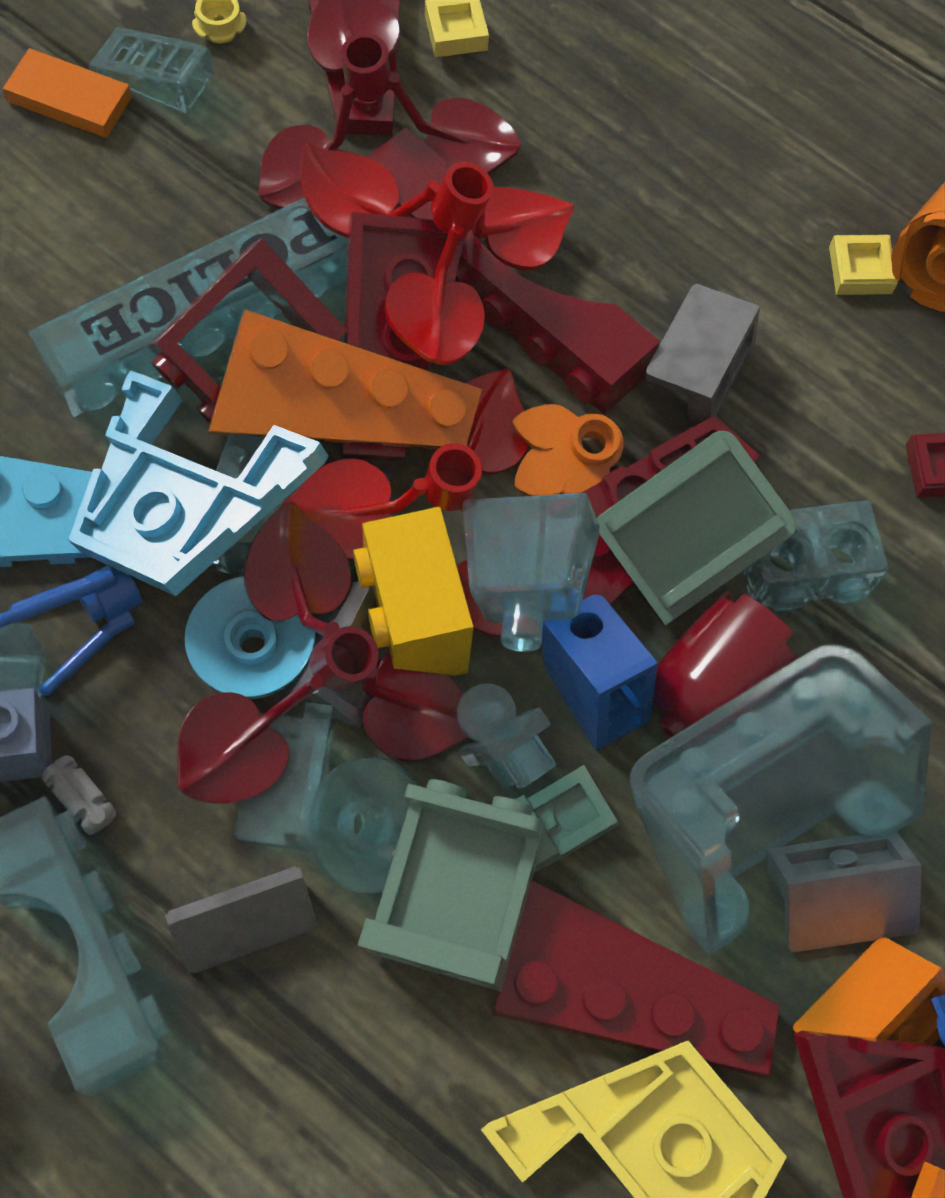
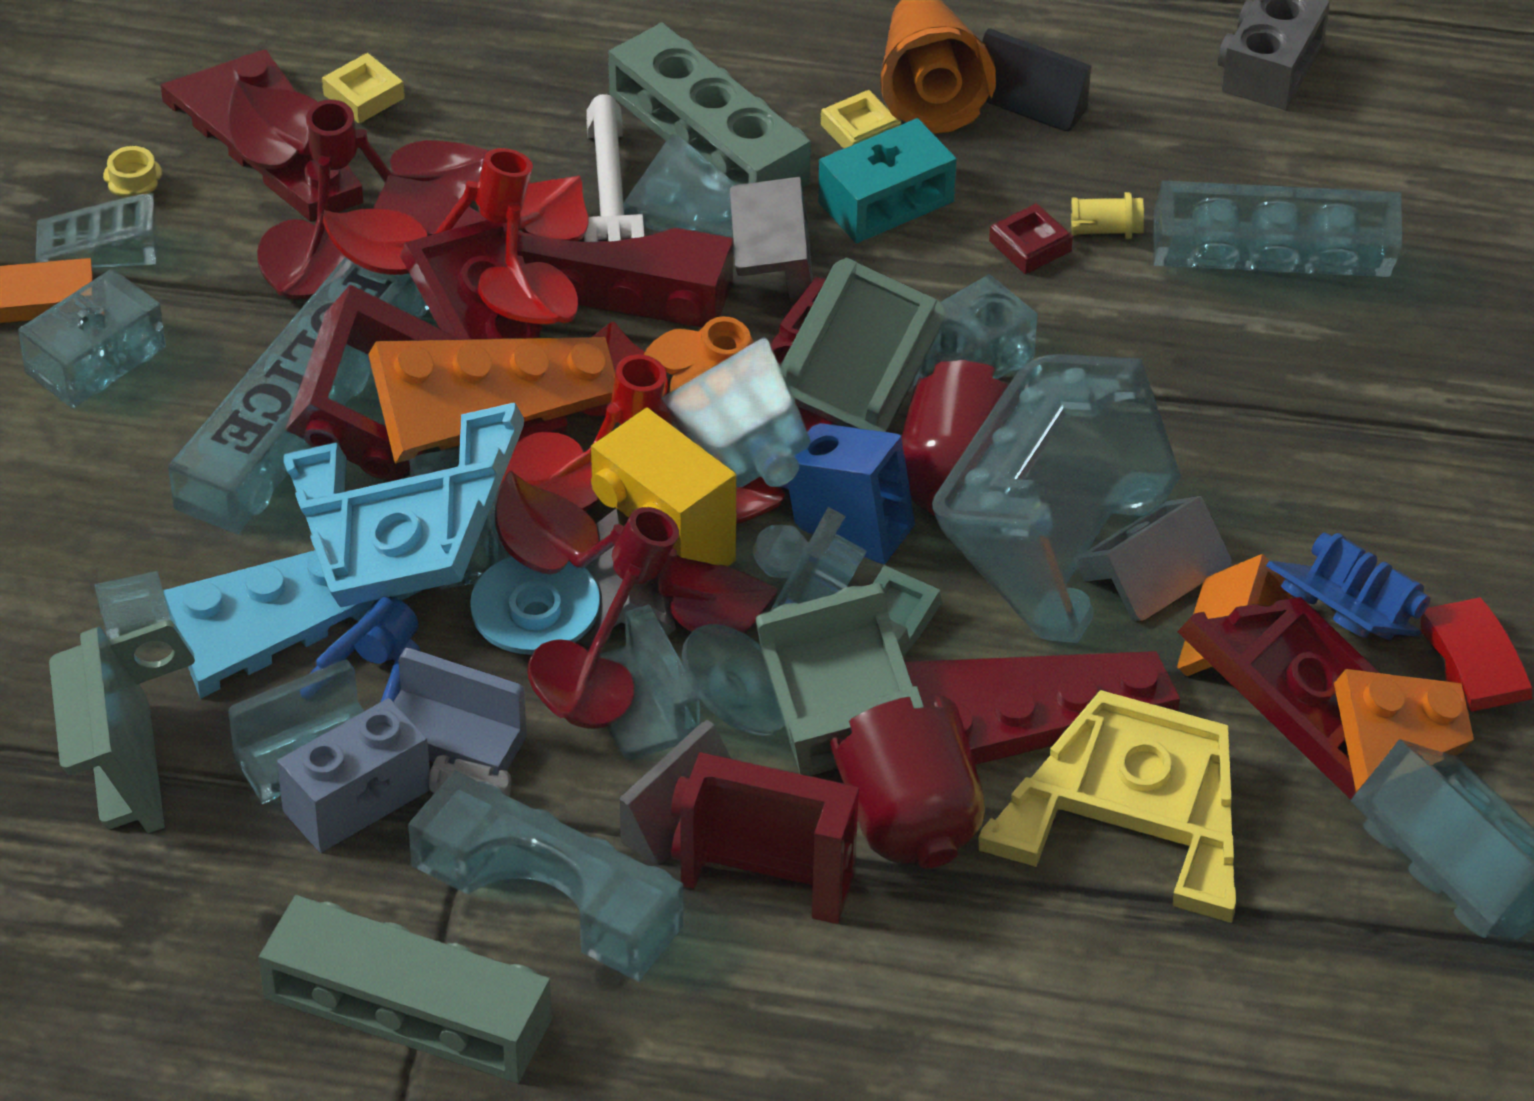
camera: 25 degrees left, 20 degrees down
(72, 165) = (92, 338): none -> clear light blue brick
(103, 725) = (462, 710): none -> sand blue panel
(229, 973) = (769, 826): none -> dark red panel
(439, 1058) = (913, 780): none -> dark red cylinder
(636, 156) = (605, 125): none -> white hinge
(658, 263) = (682, 192): none -> clear light blue wing
(730, 195) = (691, 97): none -> sand green brick
(845, 340) = (886, 180): none -> teal brick

